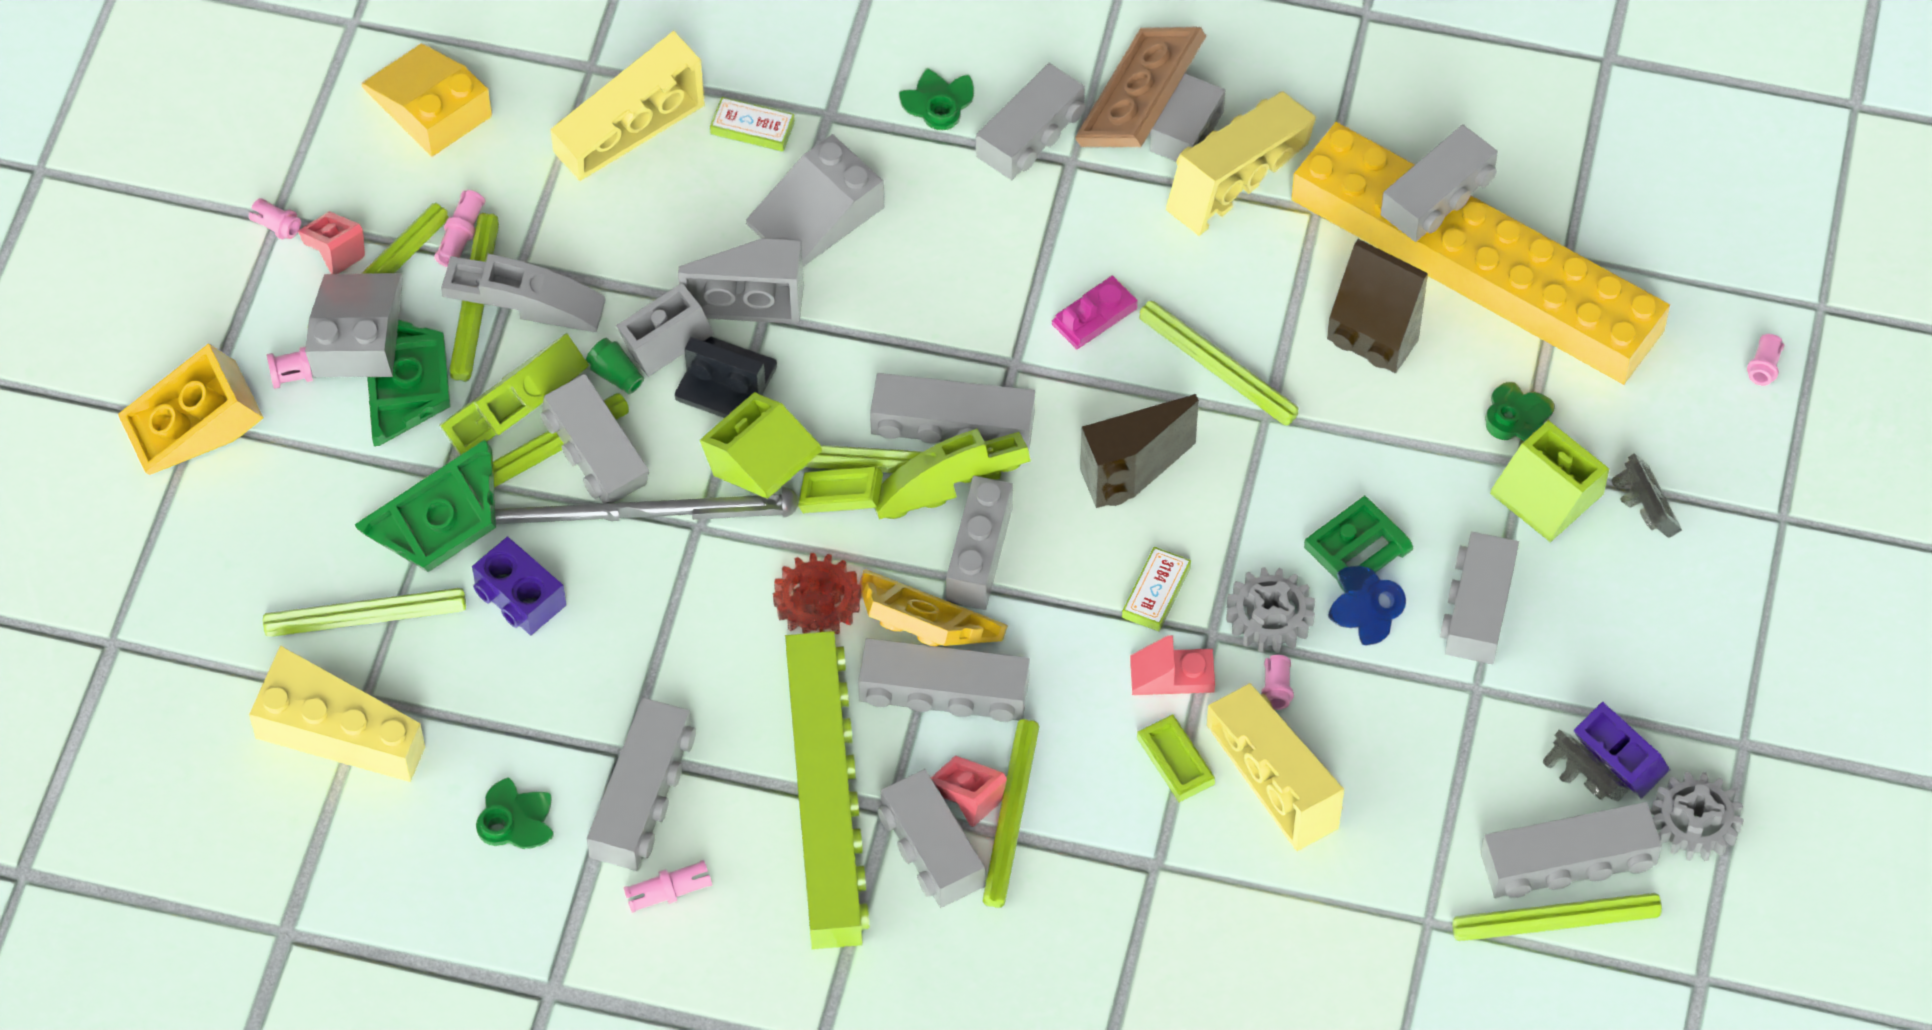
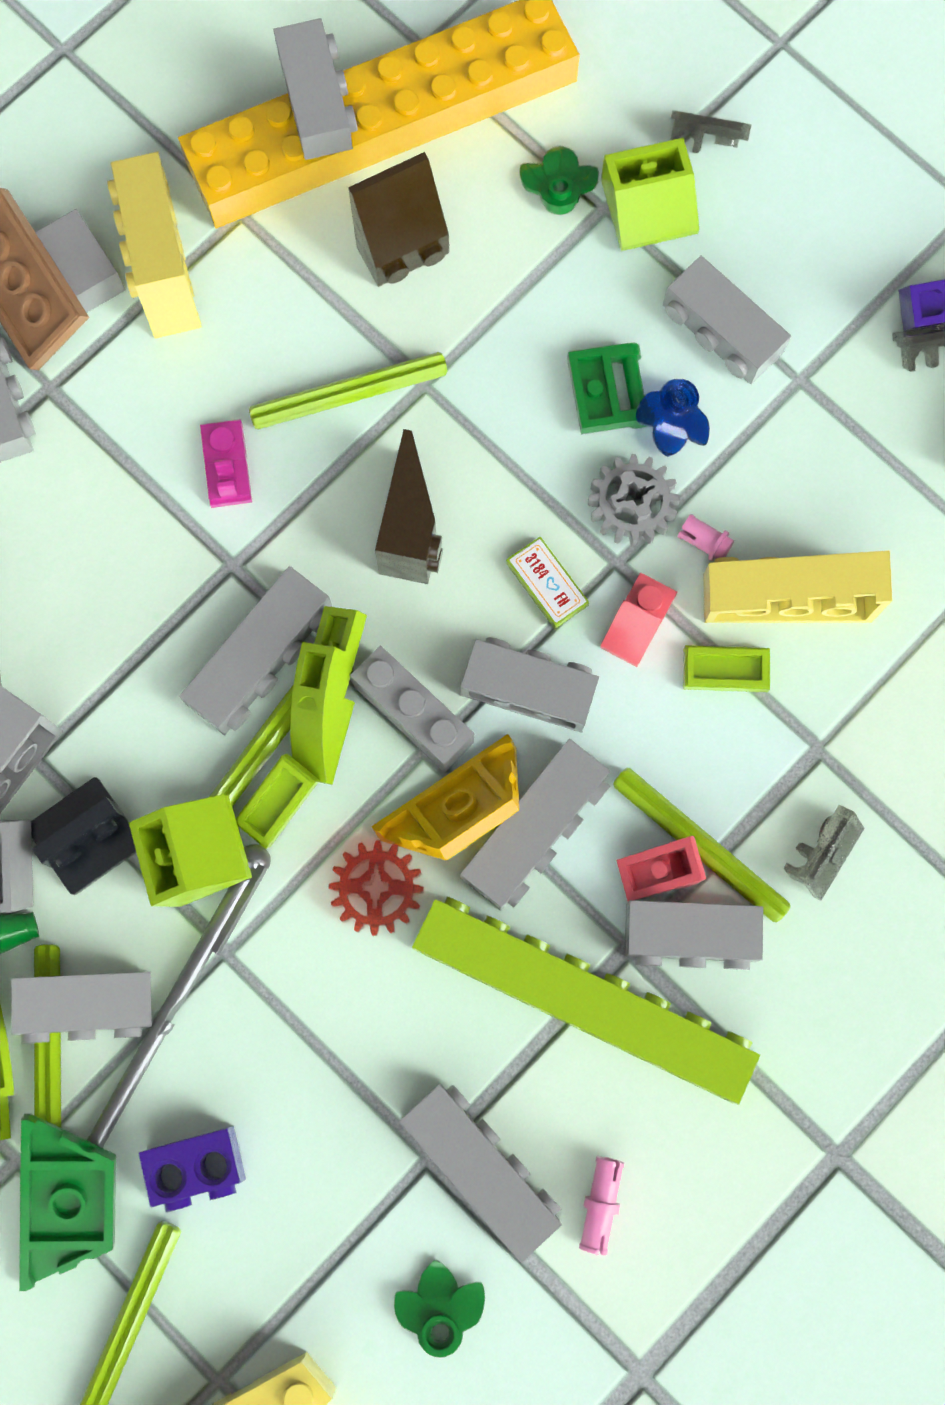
camera: 60 degrees left, 20 degrees up
(1059, 616) = (529, 684): none -> light grey brick
(1067, 906) = (835, 842): none -> clear smoke plate

